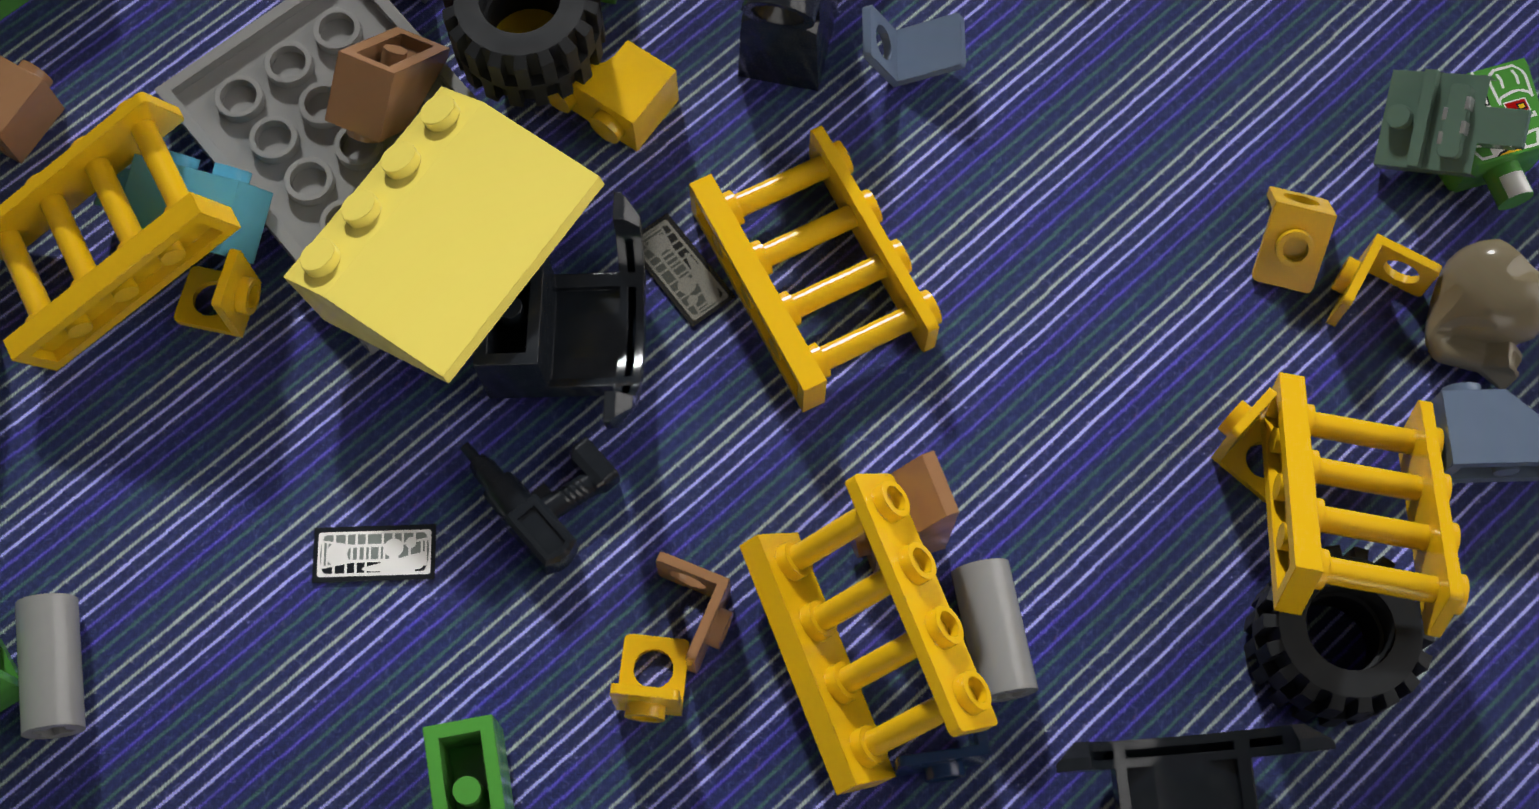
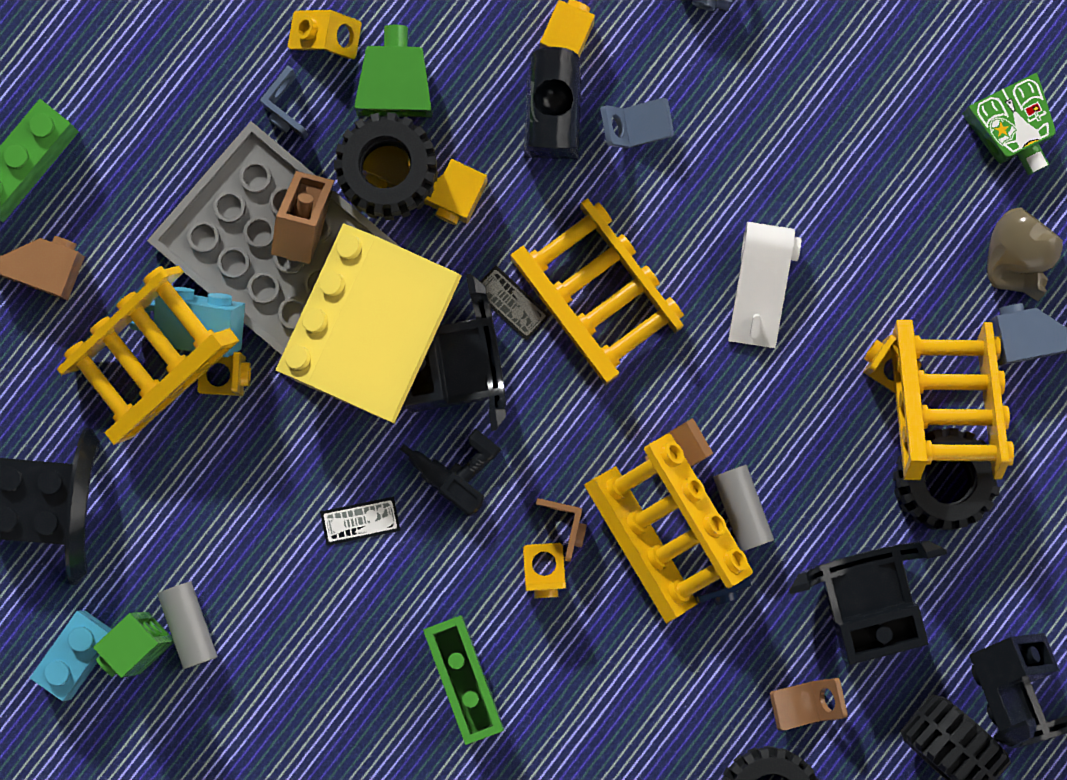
camera: 10 degrees left, 15 degrees up
(1070, 297) = (762, 283): none -> white door
(1294, 240) = (900, 217): yellow bracket -> none
(1375, 262) = (939, 237): yellow bracket -> none
(1438, 120) = (983, 128): sand green piece -> none

